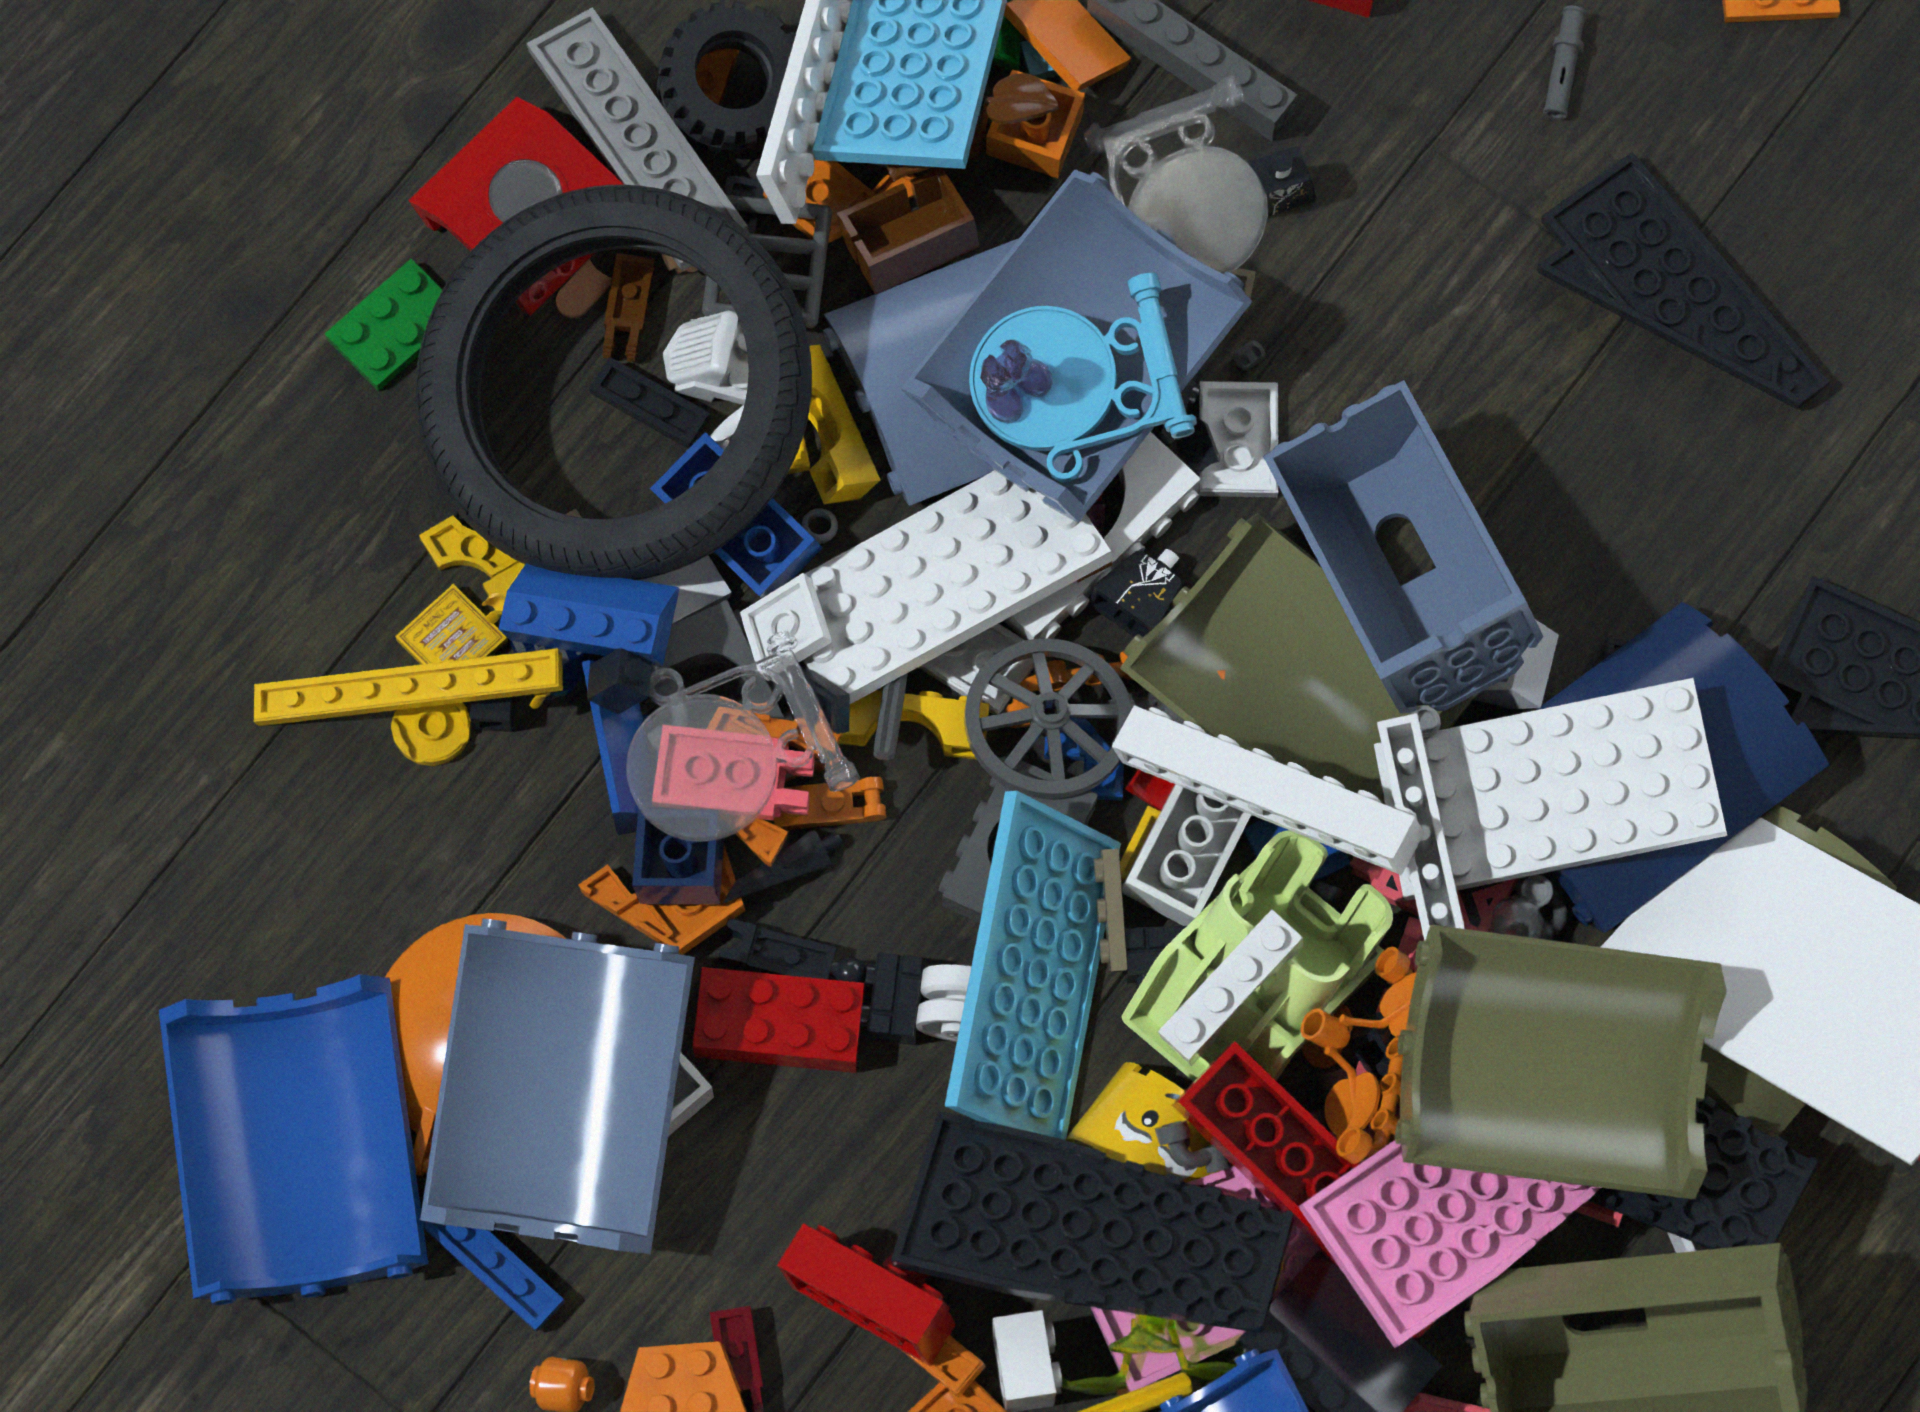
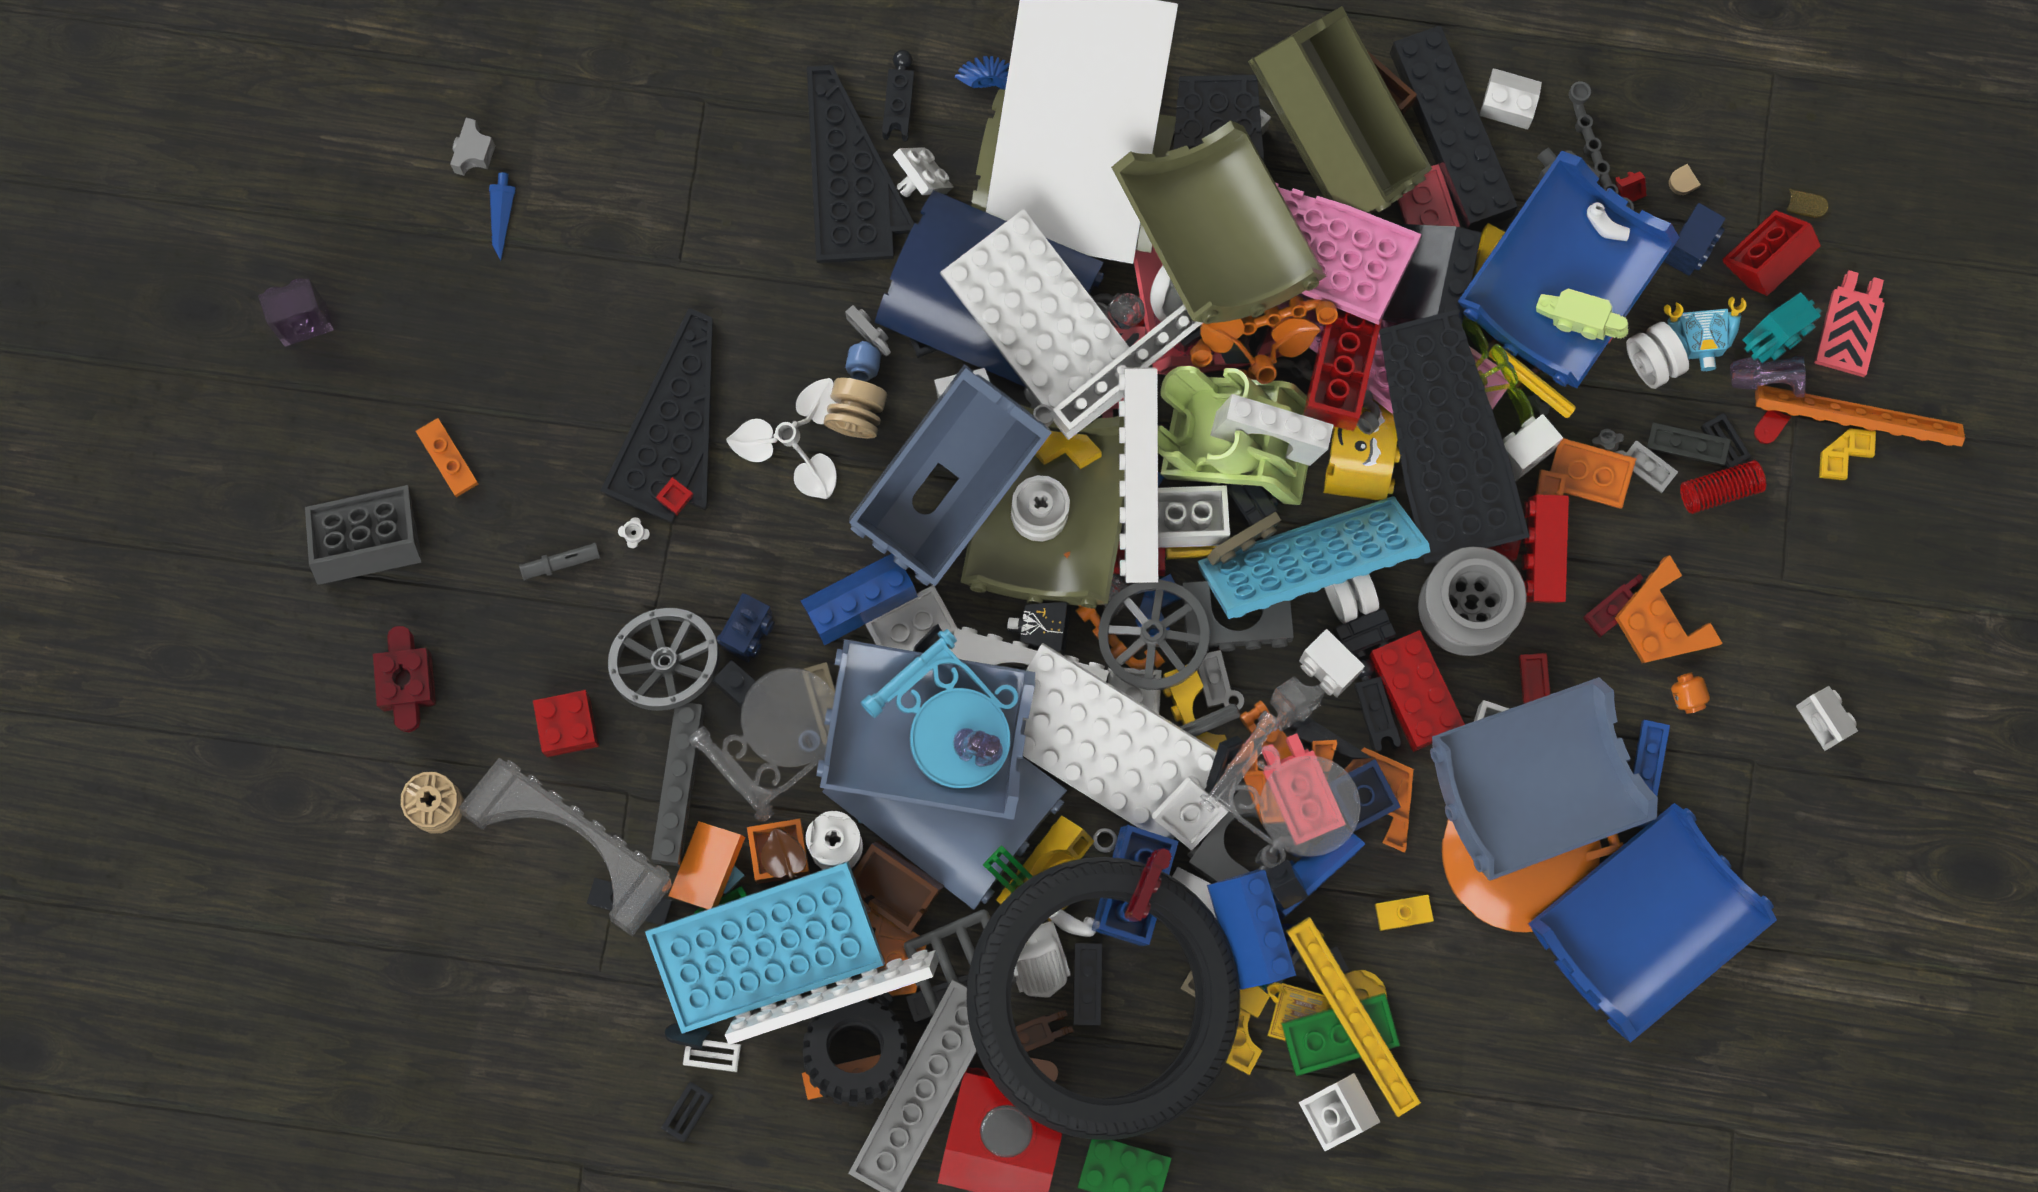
camera: 120 degrees left, 5 degrees up
(304, 616) = (1339, 1112): none -> white slope
(402, 633) = (1321, 1041): none -> green tile
(502, 842) = (1404, 912): none -> yellow plate
(703, 1192) = (1534, 676): none -> red tile
(716, 490) = (1148, 884): none -> dark red hinge
(842, 354) = (1017, 880): none -> green tile
(850, 1096) = (1501, 584): none -> light grey wheel
(854, 851) = (1295, 701): none -> clear brick
(878, 921) = (1330, 664): none -> white brick
(941, 772) = (1216, 682): none -> light grey hinge
(1004, 184) = (829, 828): none -> white piece
(1303, 639) = (1053, 507): none -> white wheel
(1308, 369) = (859, 599): none -> blue slope
(1346, 227) = (746, 628): none -> dark blue hinge
(1358, 765) = (1078, 448): none -> yellow tile
(1366, 112) = (661, 656): none -> dark grey wheel
(1554, 158) = (633, 525): none -> white plate
(1569, 508) = (855, 408): none -> tan wheel
(1572, 229) = (674, 496): none -> red plate
(1594, 376) = (754, 441): none -> white plant
(1635, 561) = (863, 361): none -> medium blue head
(1663, 593) = (861, 322): none -> light grey hinge
(1867, 773) = (922, 172): none -> white plate

